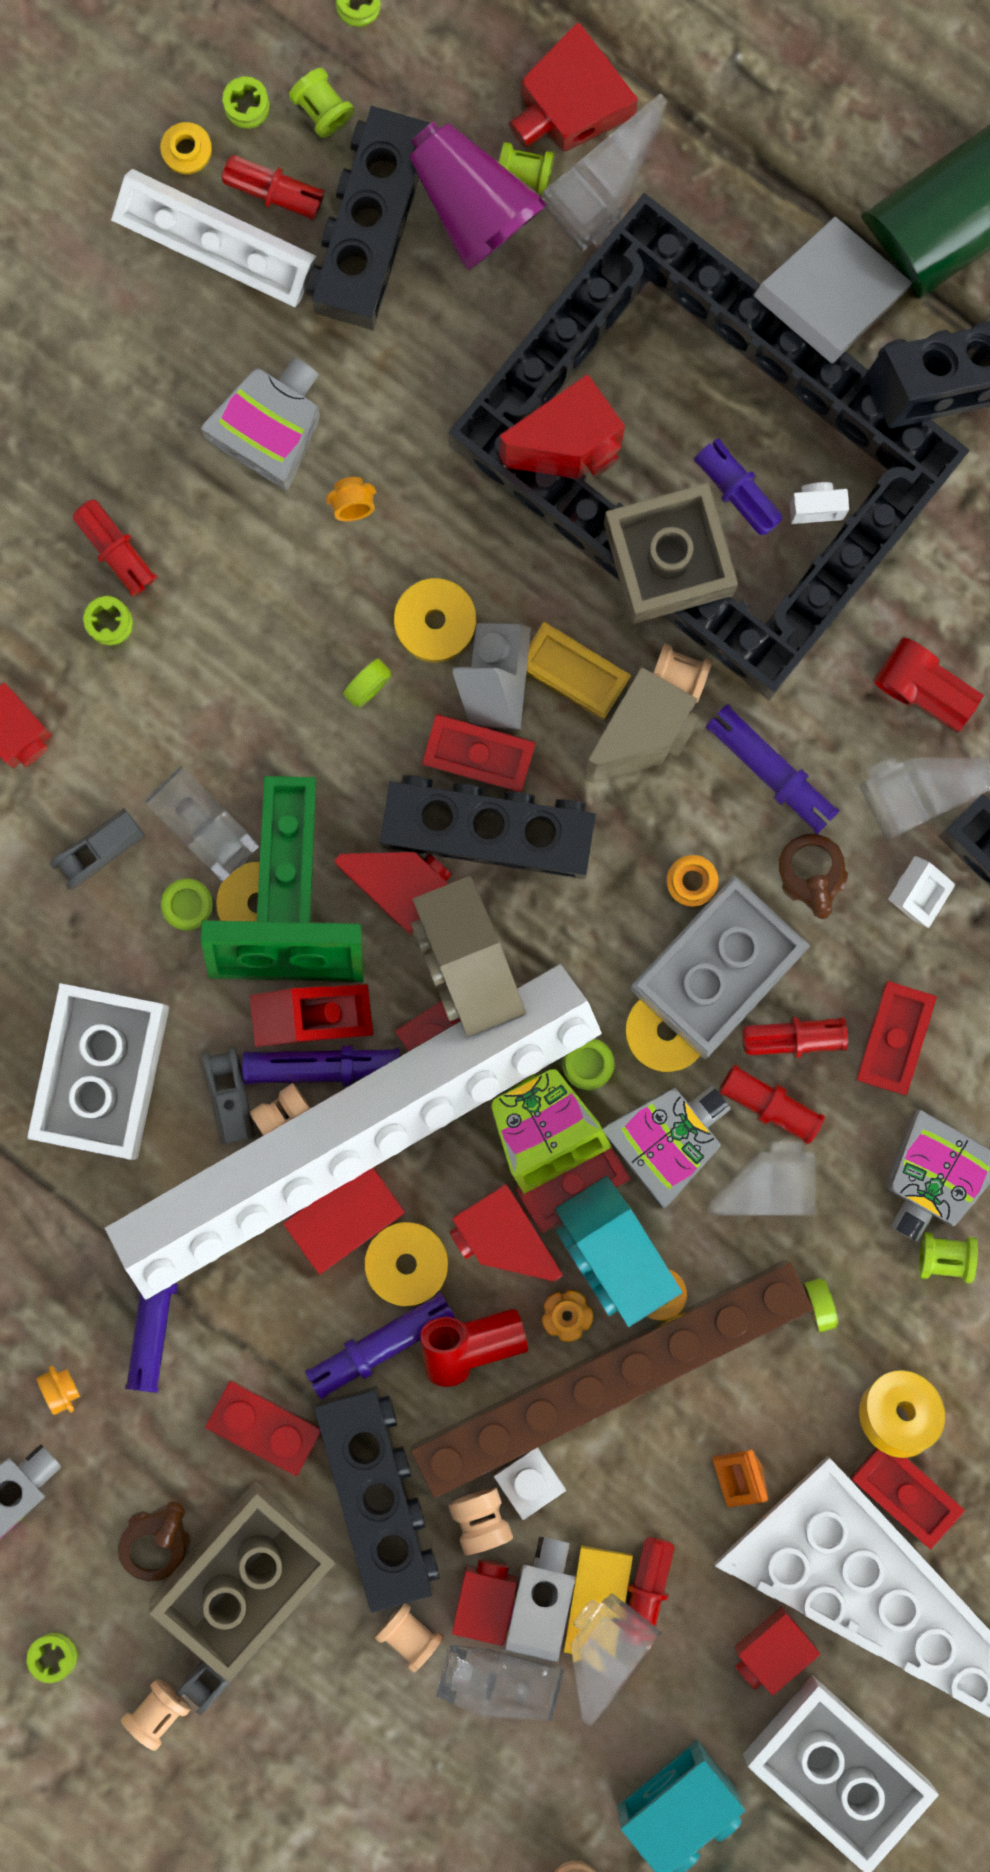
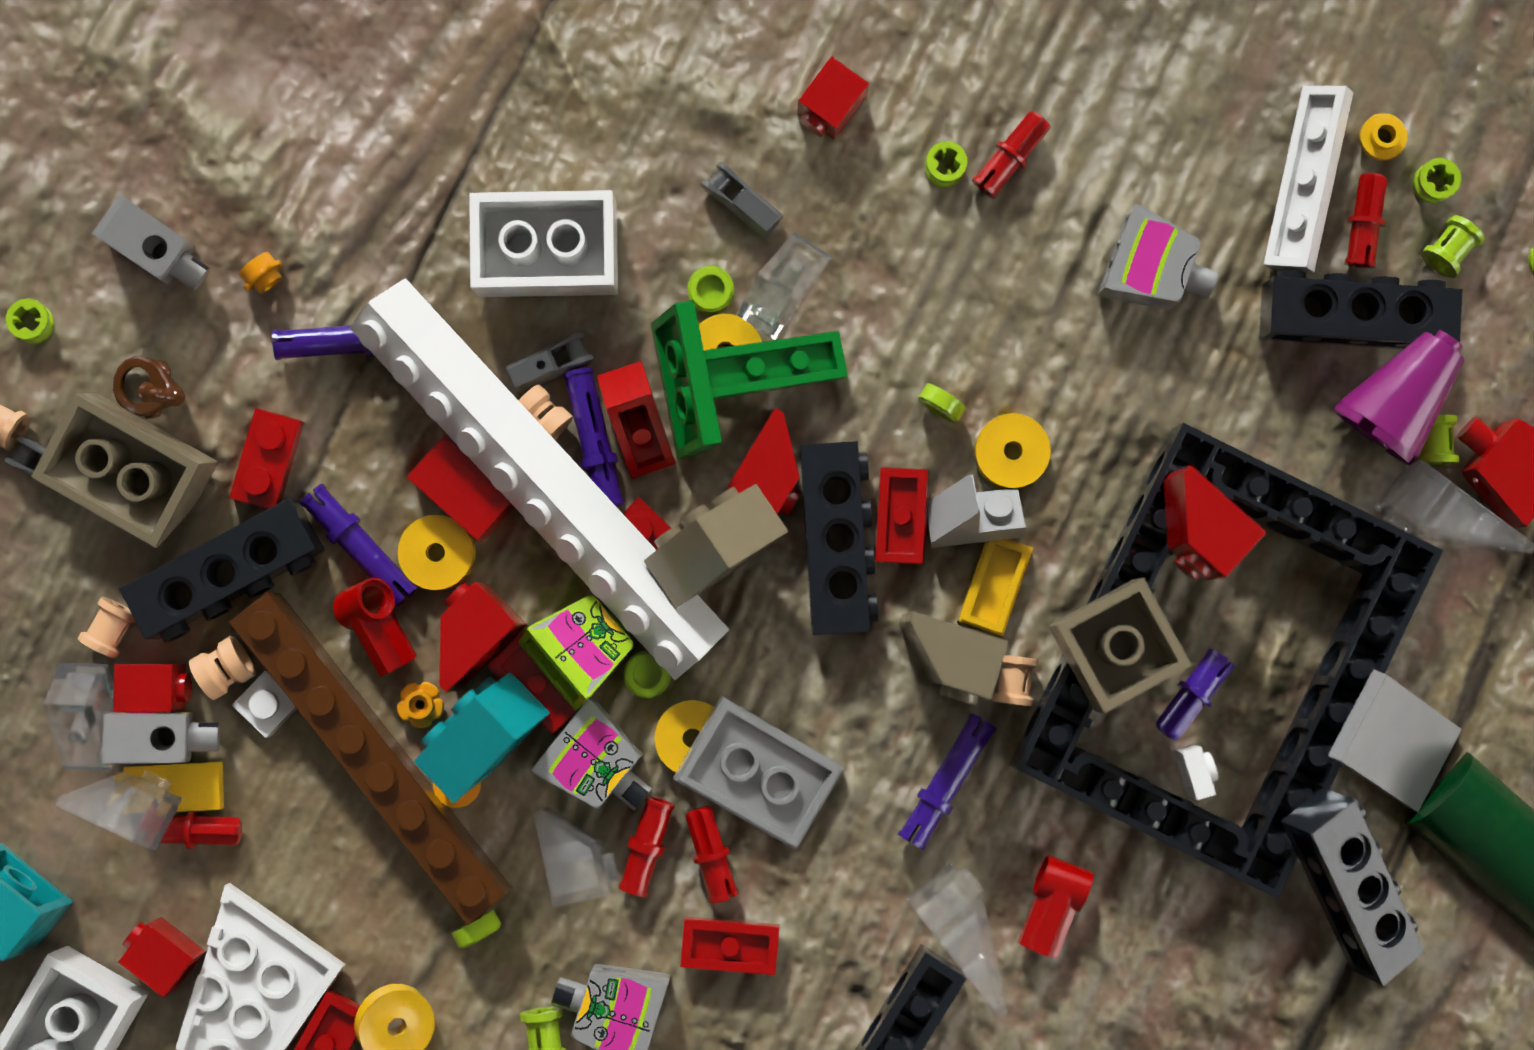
camera: 75 degrees right, 0 degrees up
(351, 499) = (1103, 353): light orange plate -> none
(704, 869) = (842, 742): light orange plate -> none
(741, 1478) = (308, 891): orange slope -> none
(817, 890) = (845, 846): reddish brown piece -> none
(921, 891) = (866, 940): white plate -> none

